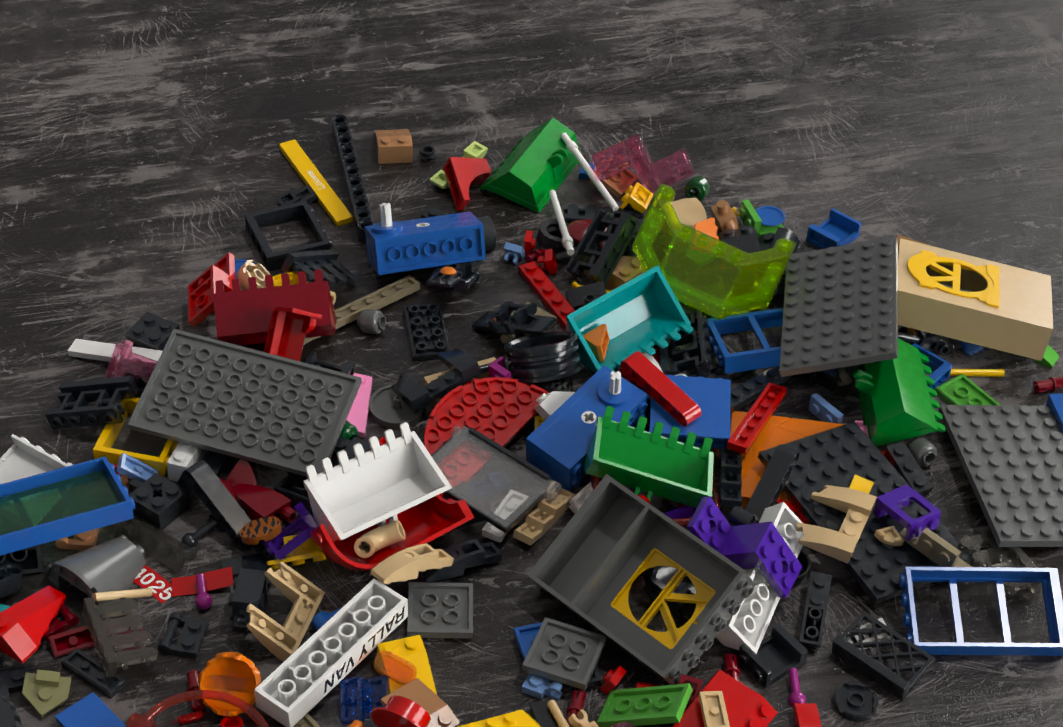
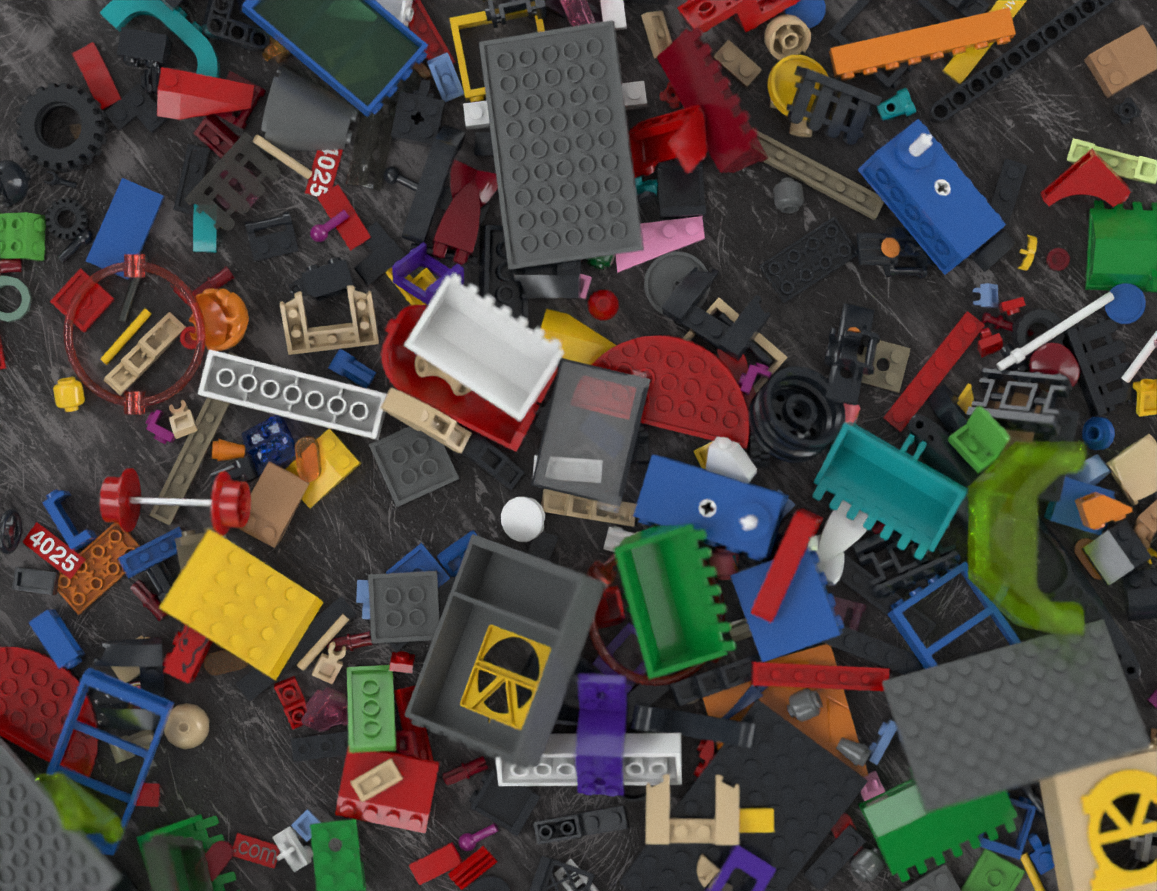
camera: 70 degrees right, 45 degrees up
(31, 568) = (275, 50): none -> clear orange tile
(45, 691) = (146, 152): olive plate -> none
(146, 677) = (204, 232): none -> teal slope
(260, 529) = (411, 248): dark orange tile -> none
(312, 209) = (921, 43): none -> orange brick
(346, 248) = (902, 104): none -> teal plate
(500, 227) = (1030, 252): none -> yellow piece
(509, 216) = (1057, 259): none -> dark red tile
(527, 552) = (523, 519): none -> white tile
(536, 606) = (453, 555): none -> blue slope
(564, 192) = (1127, 303): none -> blue piece
(598, 341) = (857, 460): orange slope -> none
(617, 265) = (980, 440): none -> bright green bracket
(752, 463) = (754, 692): none -> dark blue piece
(775, 432) = (804, 704): none -> dark grey head
(822, 699) = (472, 867): none -> red tile
(827, 420) = (854, 751): none -> dark grey cone
(957, 359) = (1042, 854): none -> blue plate

